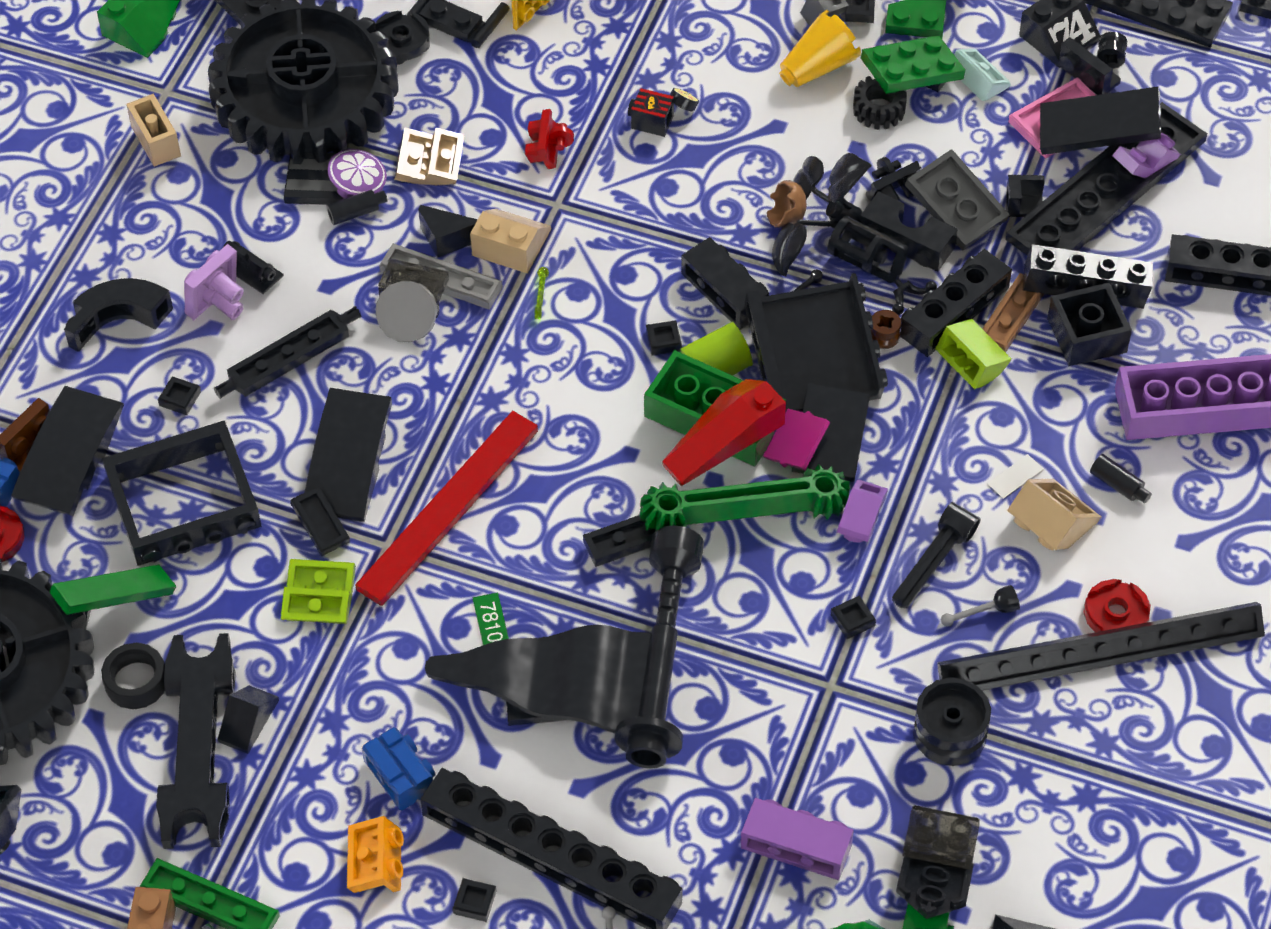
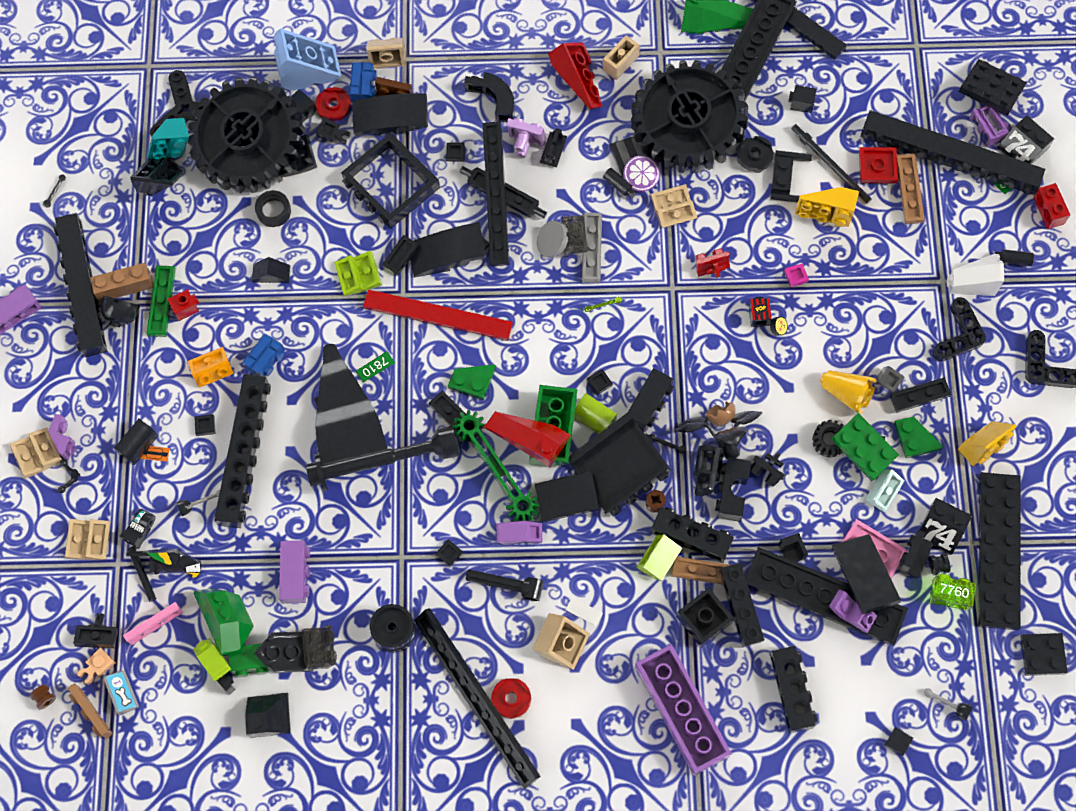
camera: 70 degrees right, 15 degrees up
(43, 550) = (330, 130): none -> black plate
(112, 589) = (309, 174): green tile -> none
(124, 197) = (572, 64): none -> red wedge
(194, 793) = (218, 265): black piece -> none
(240, 861) = (184, 304): none -> red brick
(288, 352) = (495, 194): none -> black plate
(445, 230) = (619, 236): black slope -> none
(508, 239) = (633, 271): tan slope -> none
(582, 496) = (472, 380): none -> green wing
(615, 55) = (796, 275): none -> dark pink plate
(797, 439) = (551, 479): dark pink piece -> none
(909, 287) = (699, 516): black piece -> none
(957, 198) = (769, 509): dark grey plate -> none
(1004, 600) = (490, 632): hinge -> none
(1120, 479) = (602, 672): black cylinder -> none
(1156, 50) = (952, 592): none -> clear neon green brick

